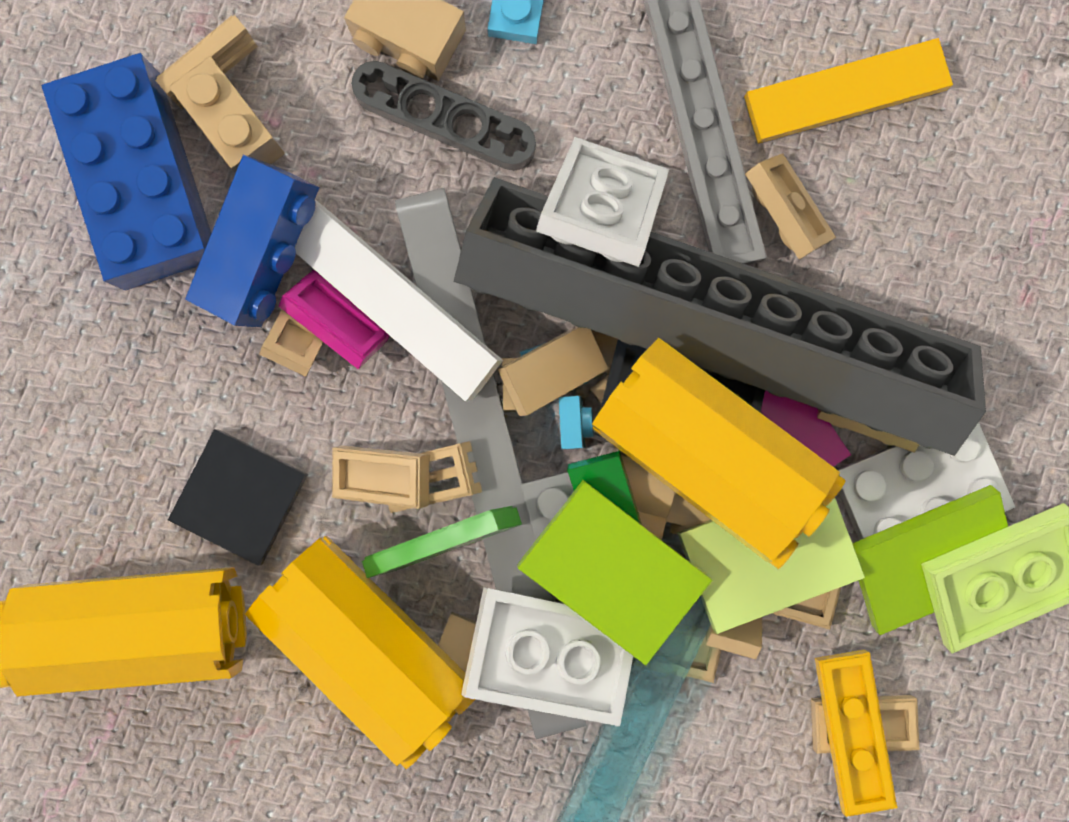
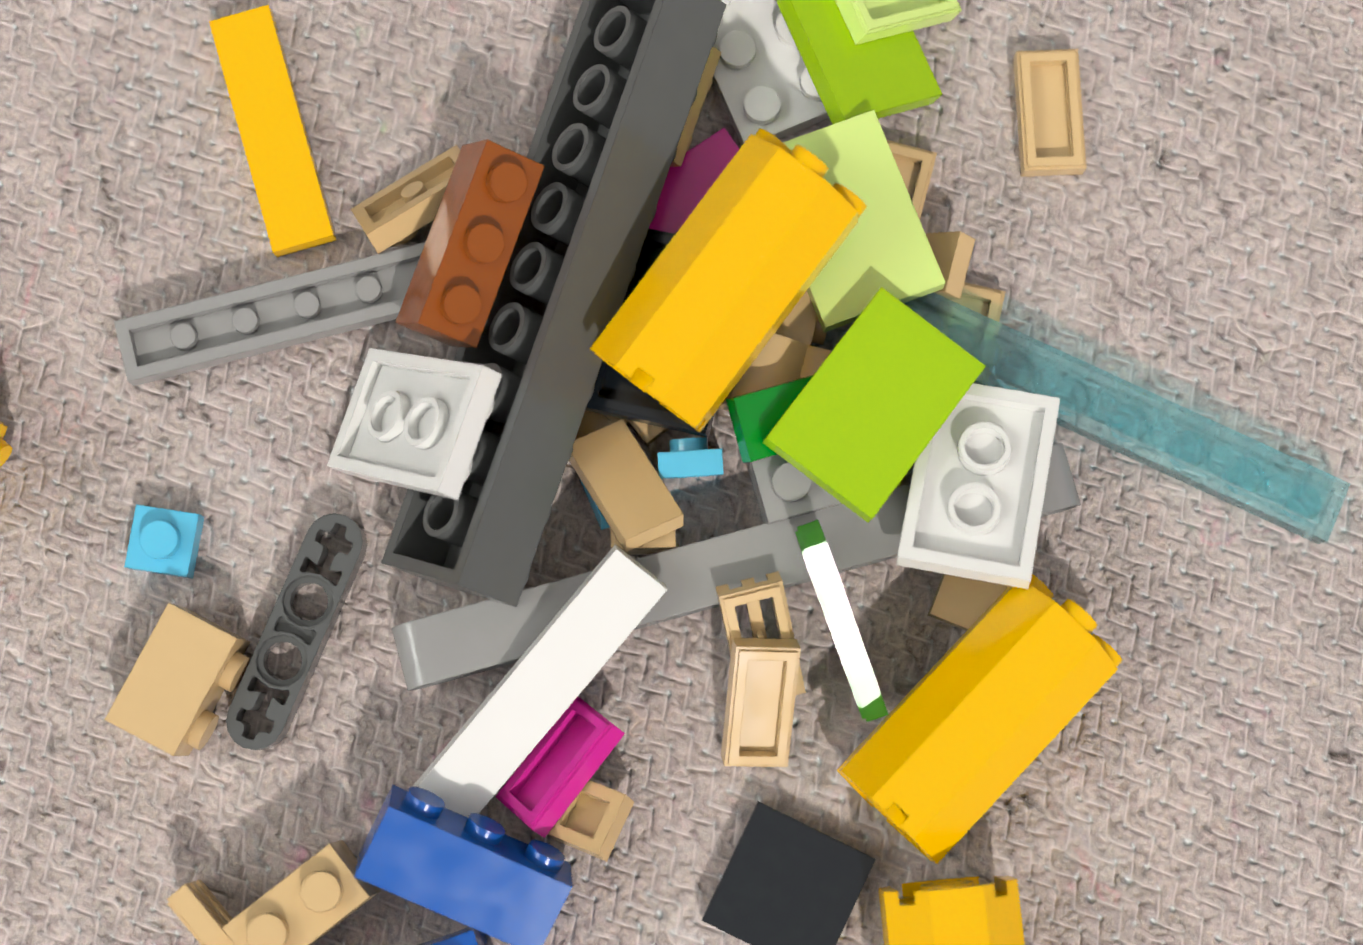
camera: 85 degrees left, 5 degrees down
(751, 244) = (470, 244): none -> dark orange brick
(855, 733) = (1059, 122): yellow tile -> none

